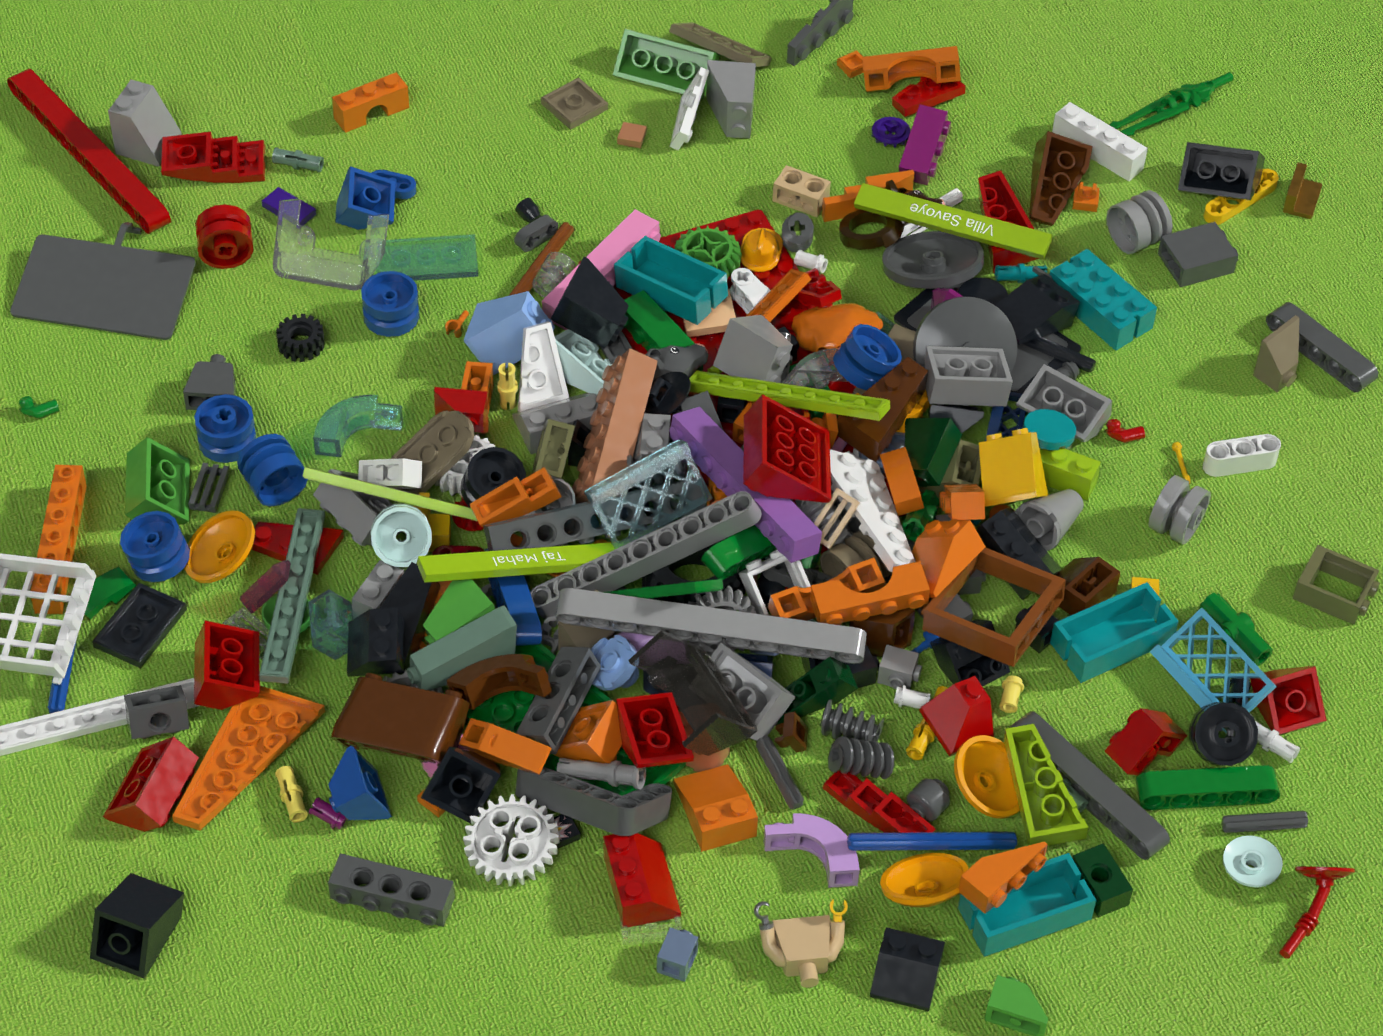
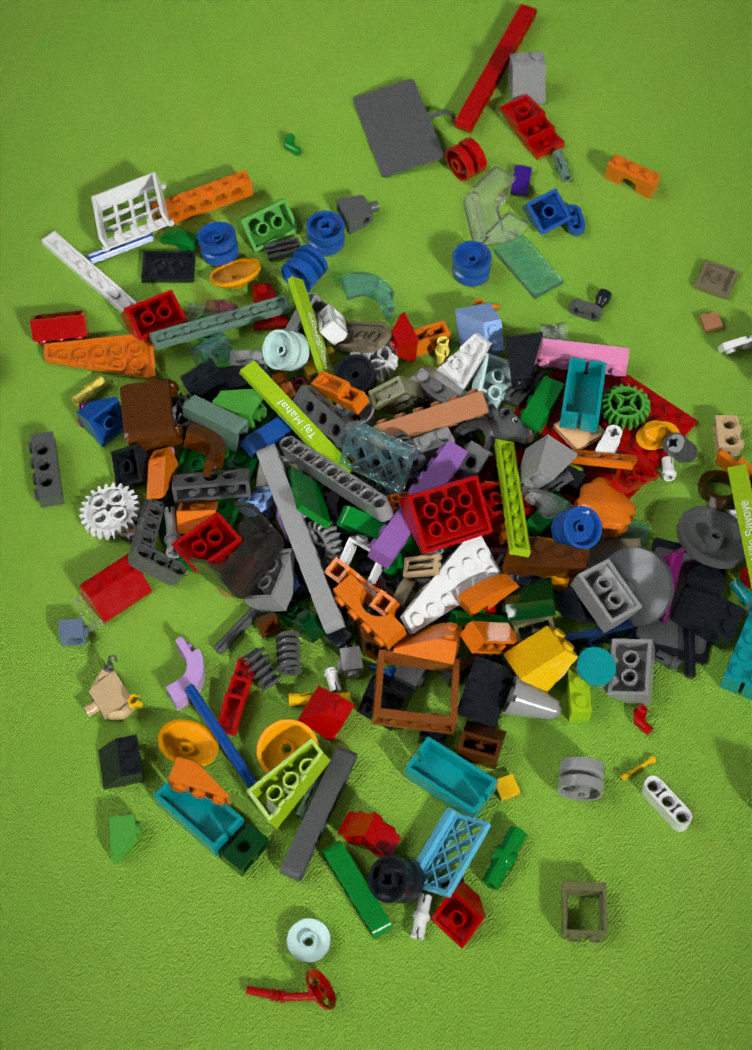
camera: 65 degrees right, 10 degrees up
(142, 706) = (105, 301): dark grey brick -> none
(300, 348) = (420, 227): black tyre -> none
(553, 245) = (571, 324): dark orange axle -> none
(667, 393) = (474, 431): black shield -> none
(717, 807) = (191, 606): orange slope -> none
(929, 799) = (253, 721): dark grey head -> none
(1012, 688) = (369, 737): light yellow pin -> none
(1264, 821) = (350, 937): dark grey axle -> none

